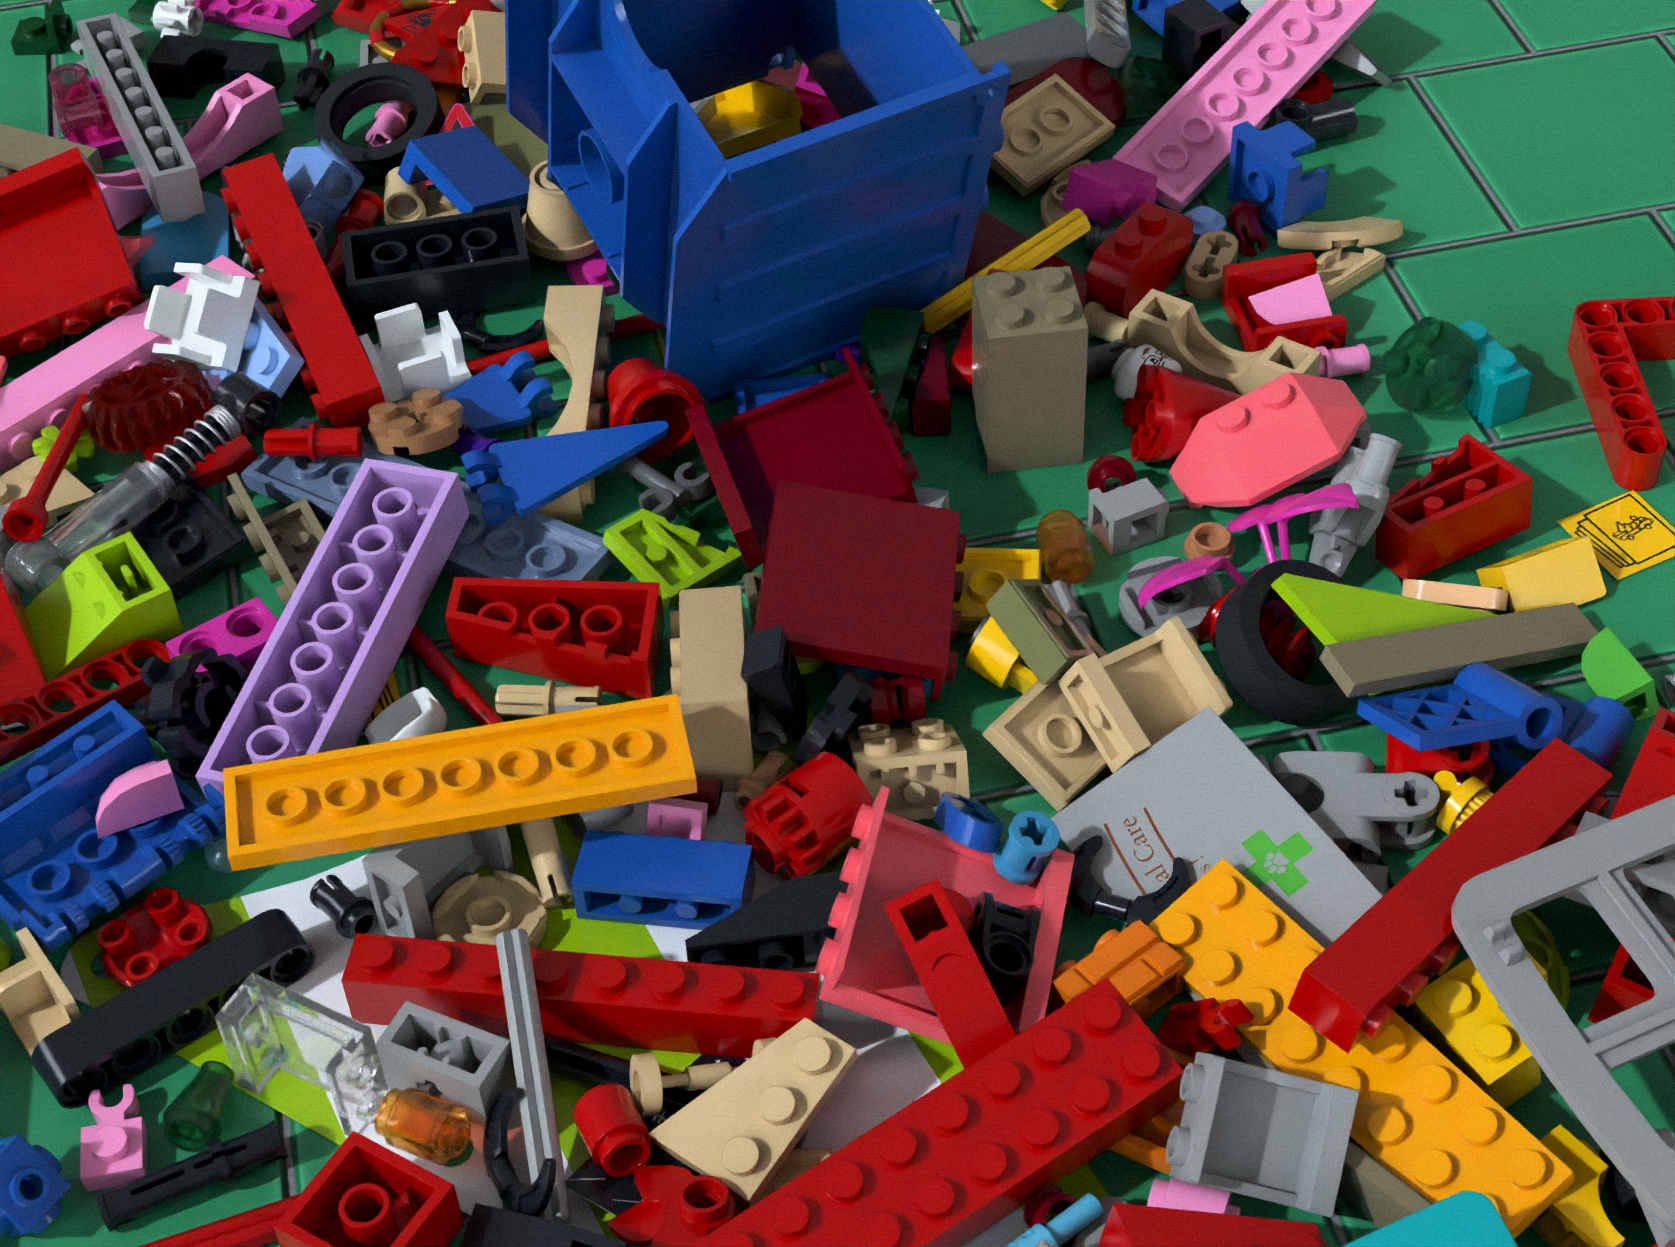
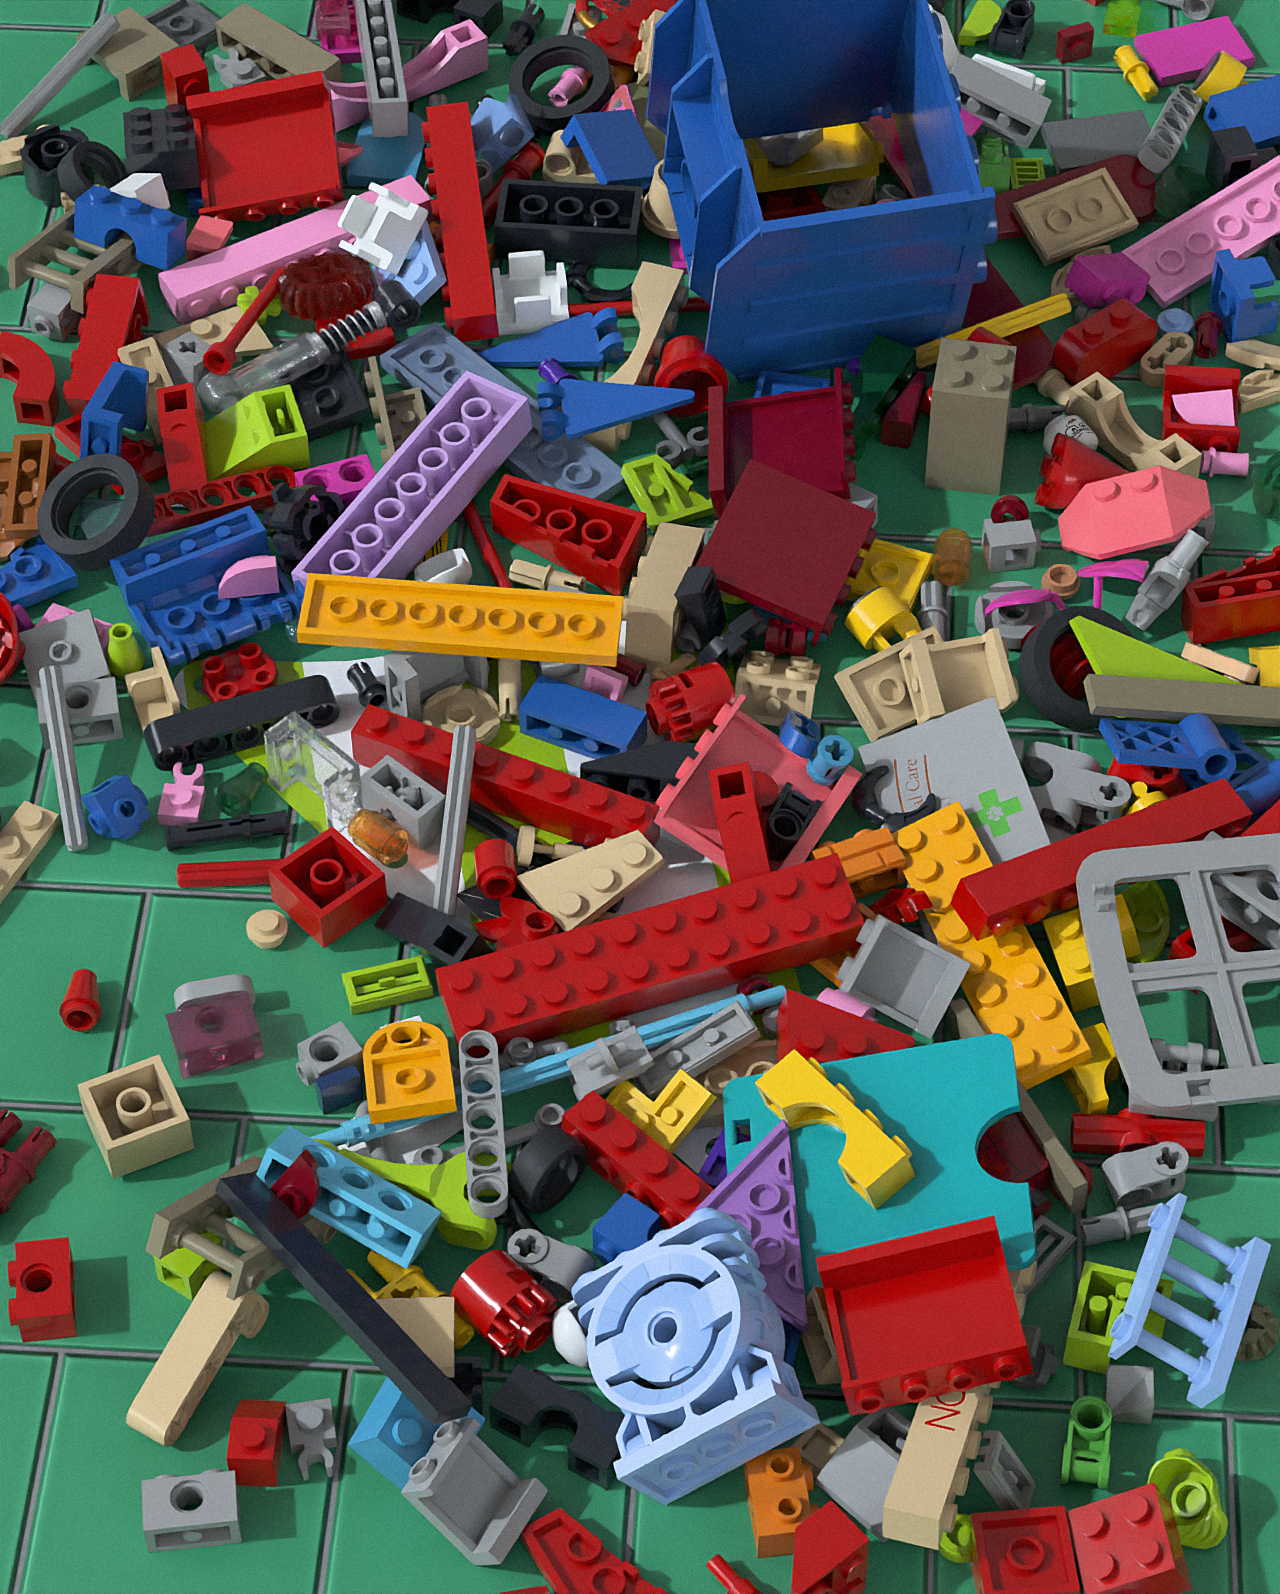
camera: 15 degrees right, 5 degrees up
(314, 442) = (437, 345): red axle -> none
(419, 423) = (515, 347): medium nougat plate -> none
(515, 1194) = (419, 875): black piece -> none
(1037, 628) = (897, 611): olive slope -> none

